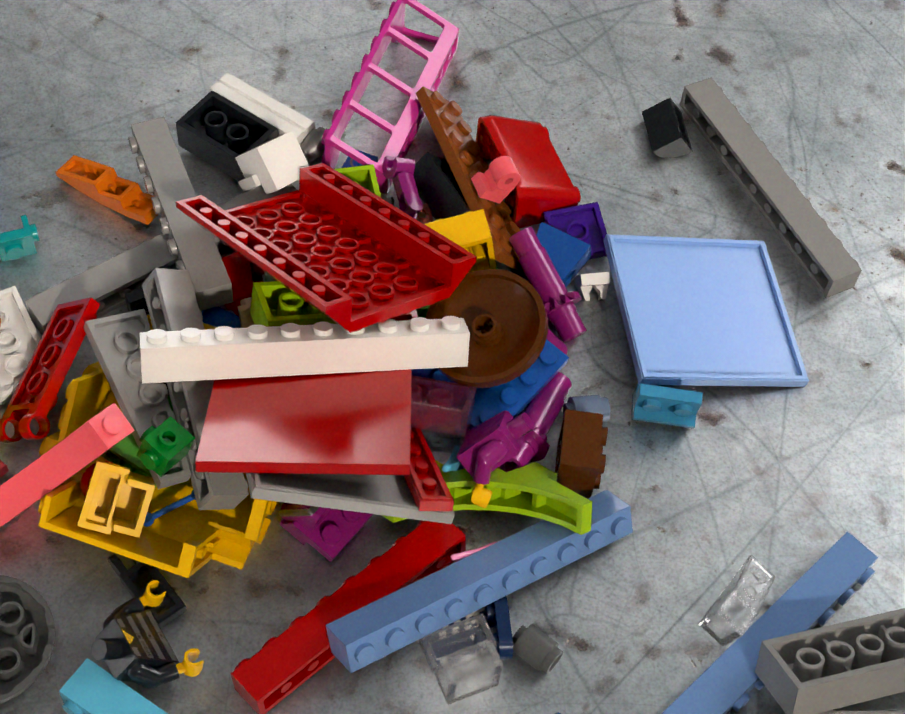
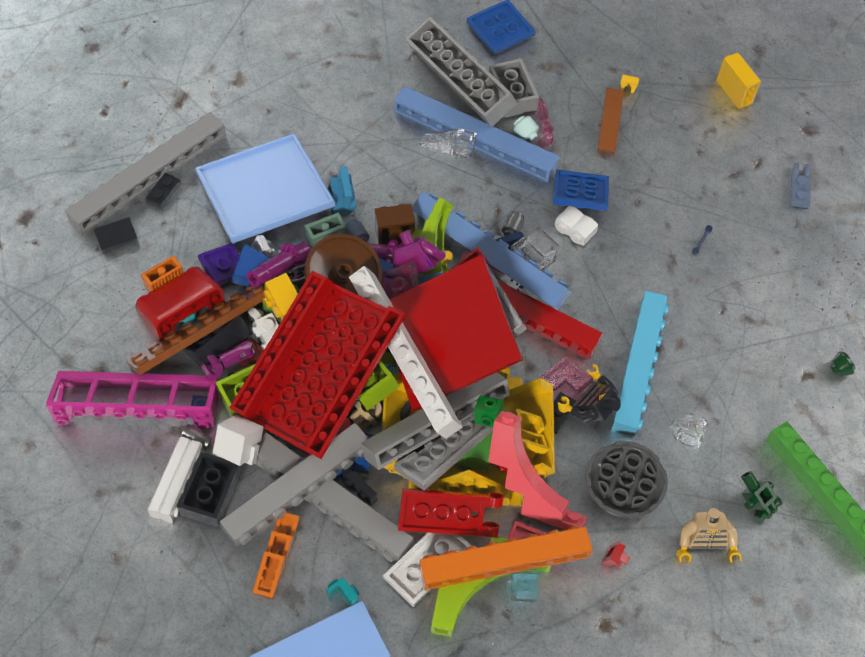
camera: 105 degrees left, 5 degrees up
(215, 628) = (567, 372): none -> clear pink plate
(498, 180) = (214, 299): coral leg -> none
(575, 156) = (161, 273): none -> orange brick
(594, 362) = (324, 227): none -> sand green brick
(731, 199) = (163, 190): none -> black plate

